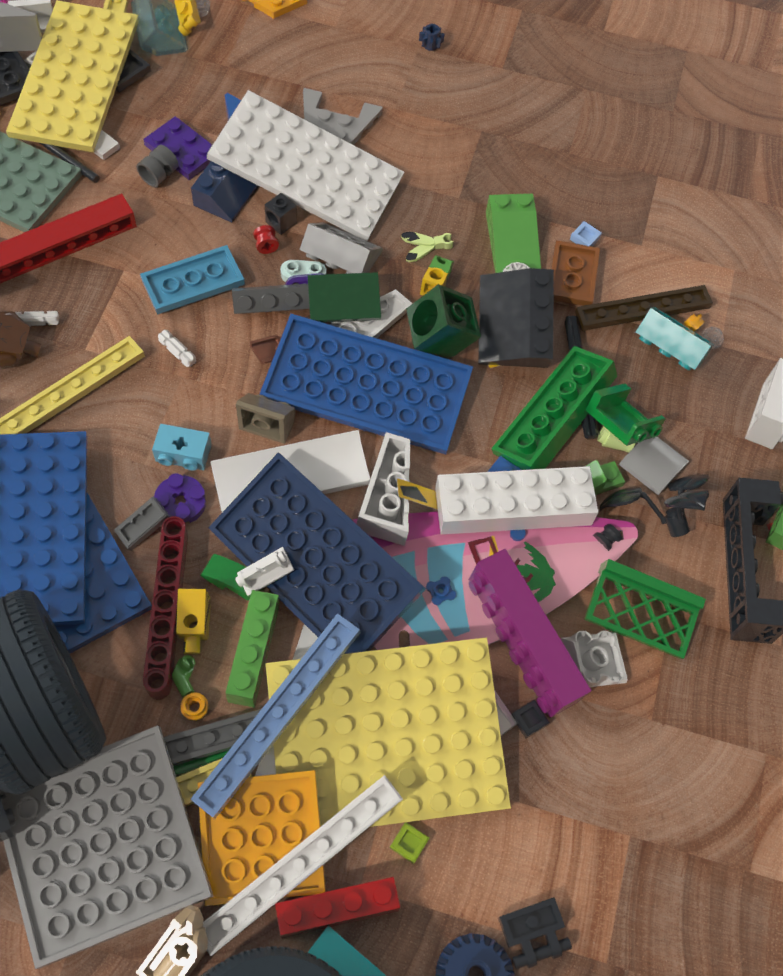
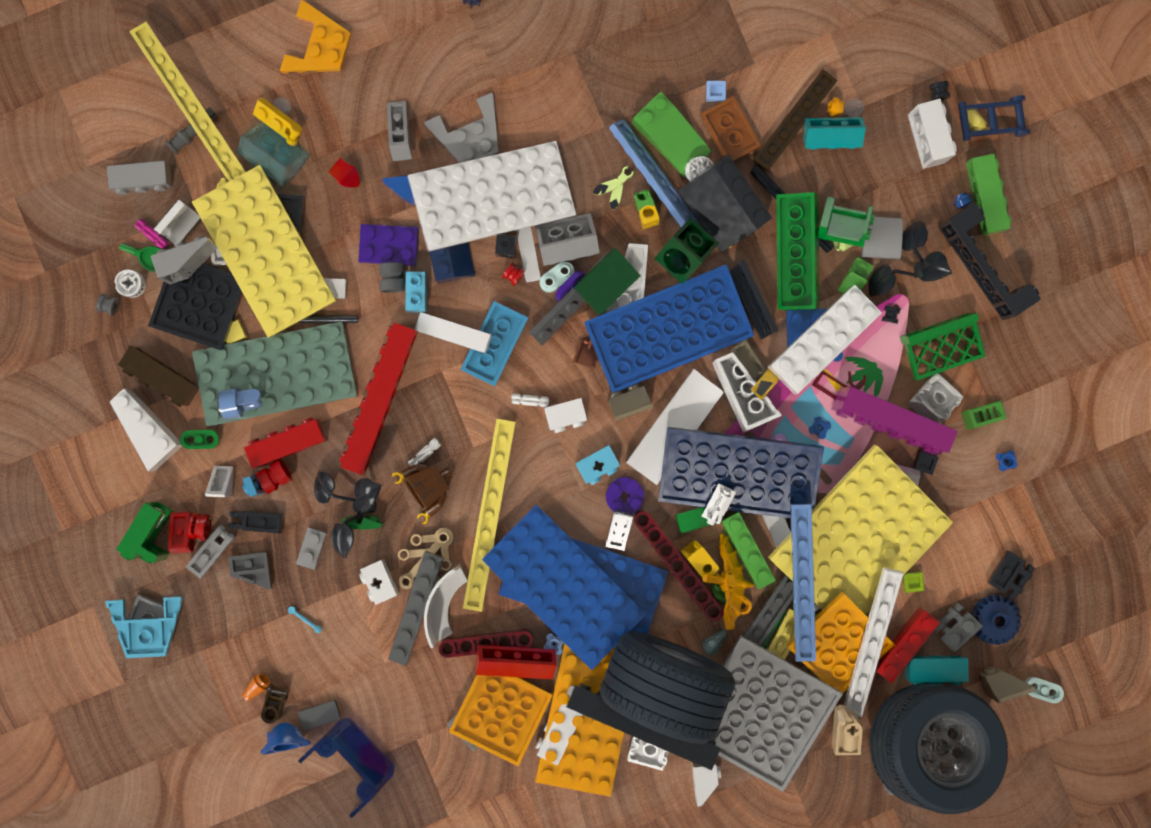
camera: 35 degrees left, 25 degrees up
(127, 719) = (714, 642): none -> clear light blue cone
(165, 242) = (453, 332): none -> white tile
(166, 191) = (416, 292): none -> medium azure brick
(196, 381) = (566, 414): none -> white brick
(201, 77) = (345, 174): none -> red tile
(203, 667) = (730, 582): none -> light orange bar
(275, 78) = (399, 131): none -> light grey slope
(294, 240) = (528, 254): none -> white sticker
(421, 949) = (961, 631): none -> dark grey plate
(422, 465) = (749, 359): none -> dark tan plate
(470, 250) = (652, 172): none -> medium blue plate
(473, 420) = (753, 300): none -> black fence
(623, 721) = (972, 419): none -> bright green slope
(635, 787) = (1012, 462): none -> blue plate

